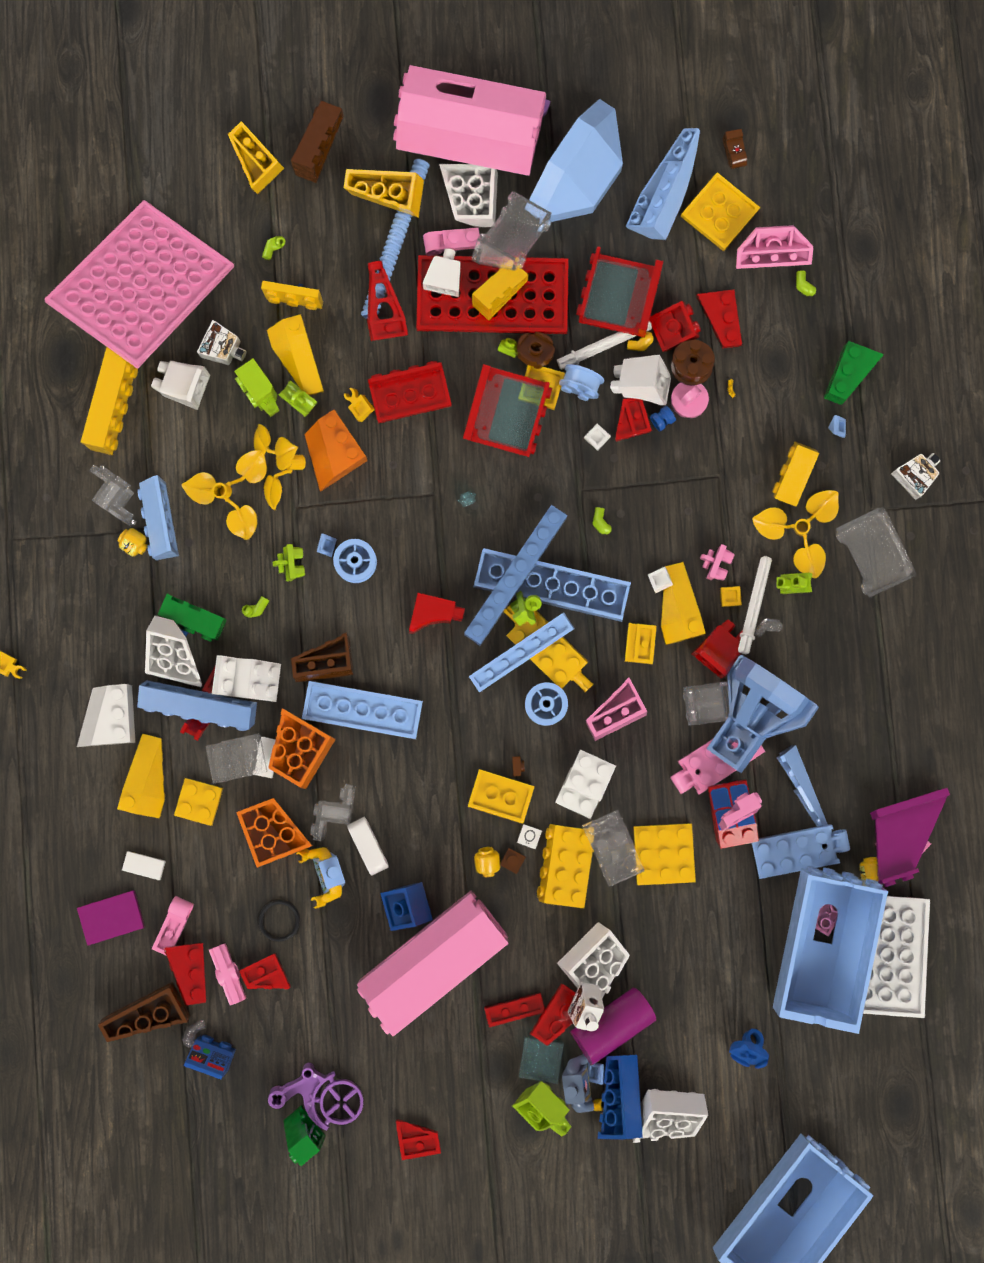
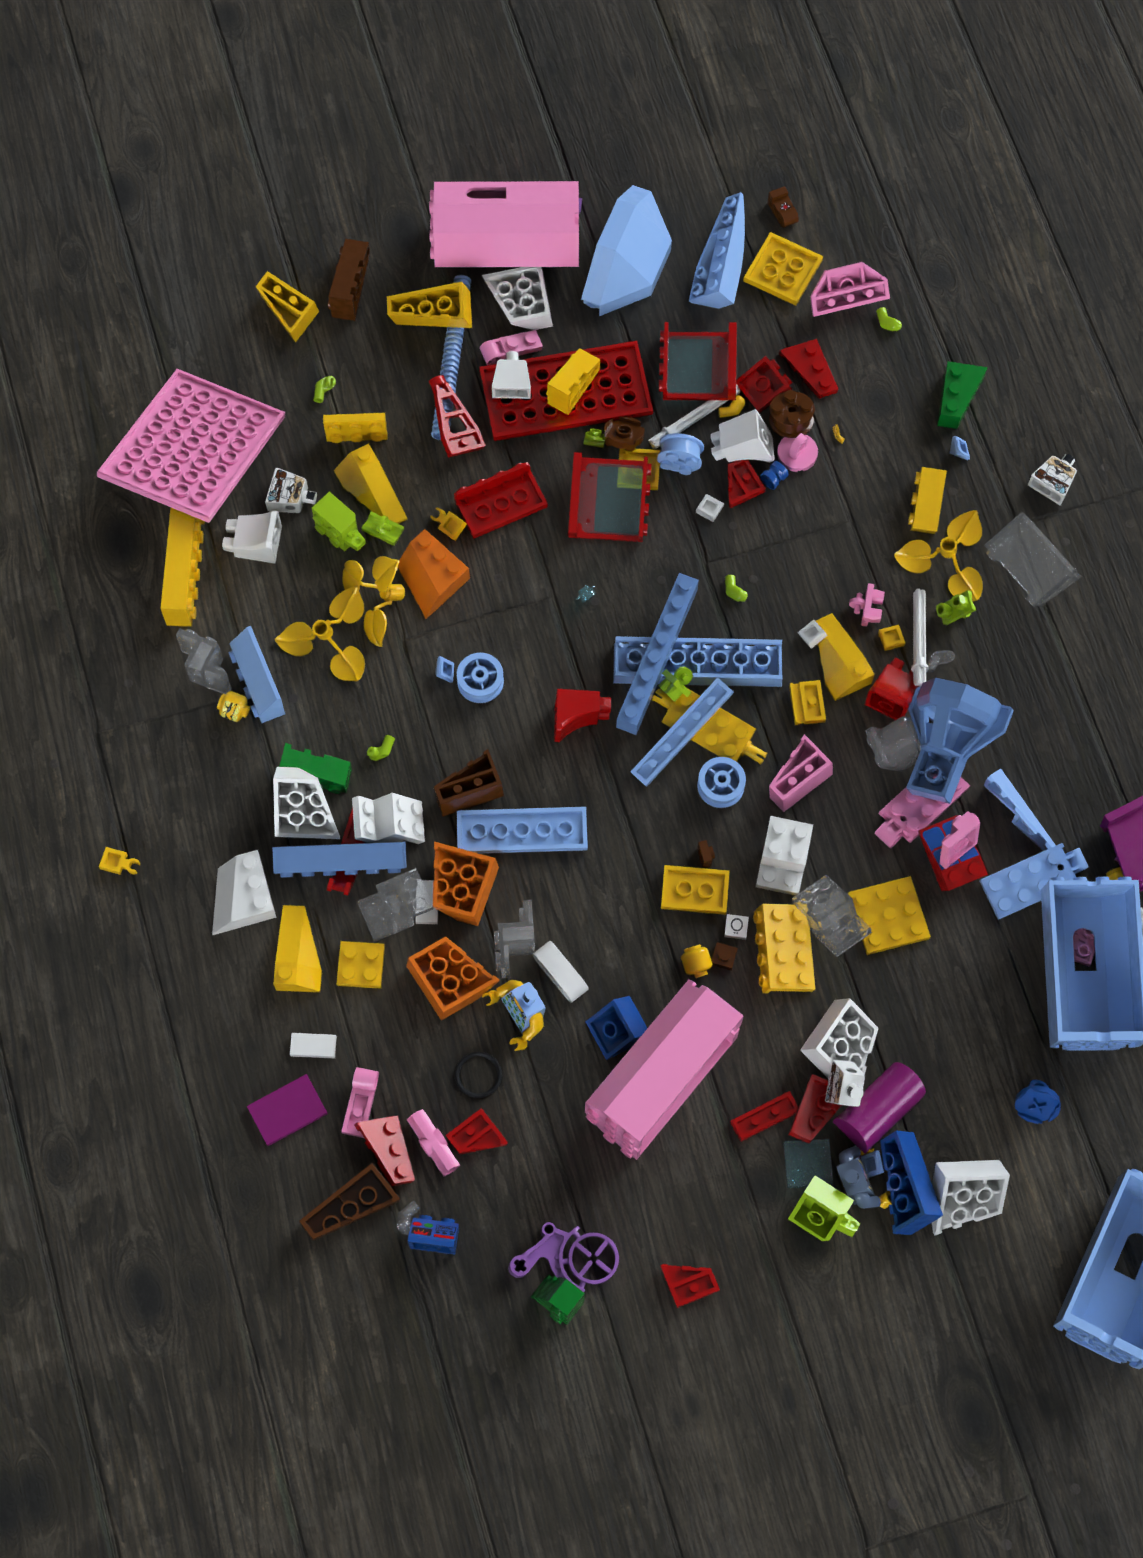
camera: 10 degrees left, 15 degrees down
(291, 571) = (406, 694): lime hips -> none
(512, 234) = (574, 323): clear windscreen -> none

